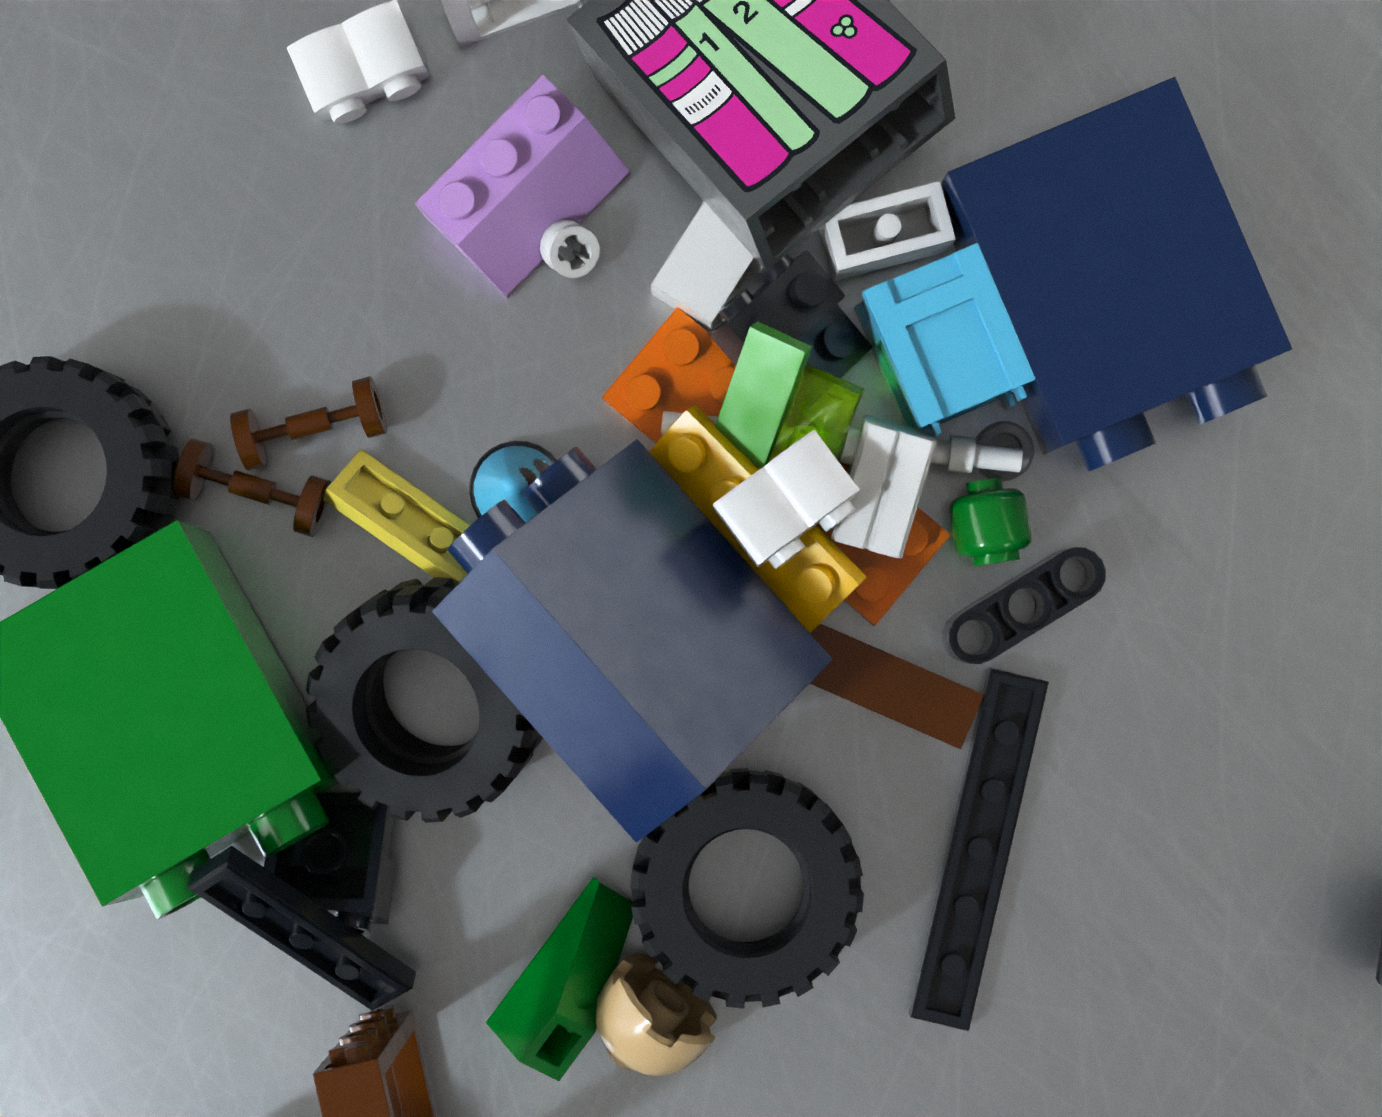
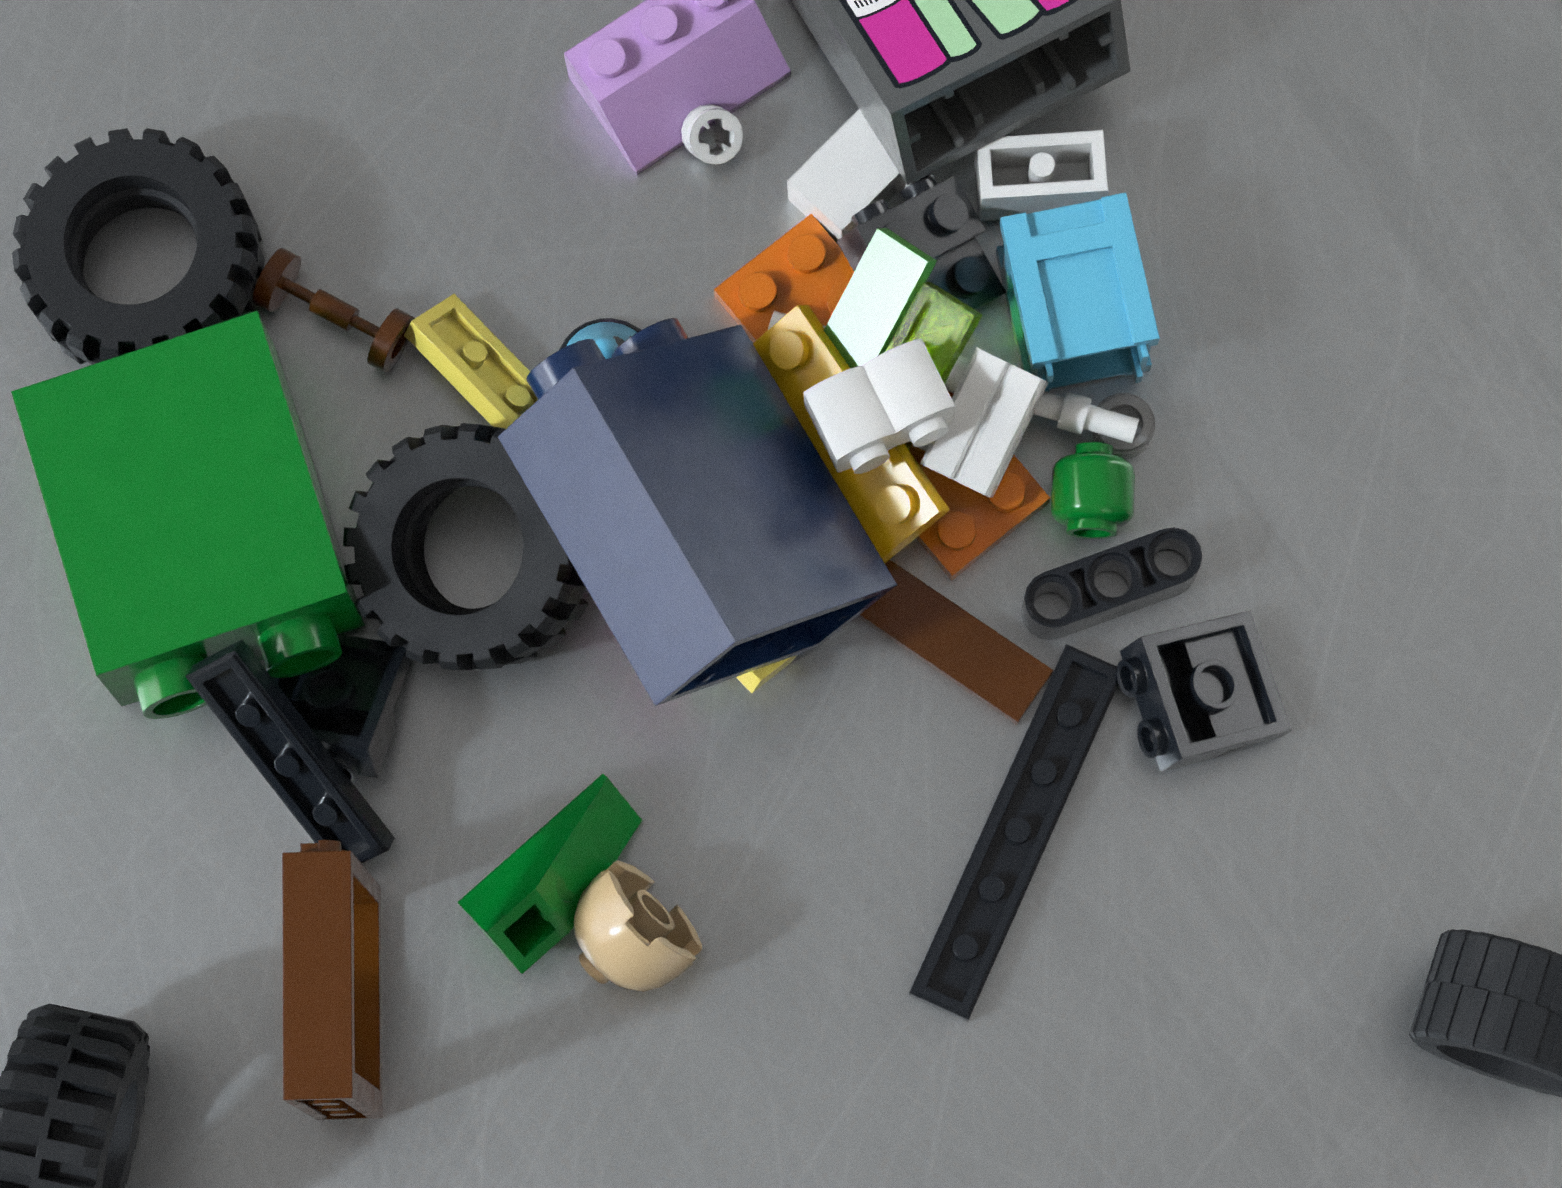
camera: 15 degrees right, 10 degrees down
(250, 439) = (405, 257): reddish brown wheel -> none
(763, 967) = (749, 724): black tyre -> none
(1119, 273) = (1269, 261): dark blue brick -> none
(1125, 690) = (1202, 690): none -> black plate

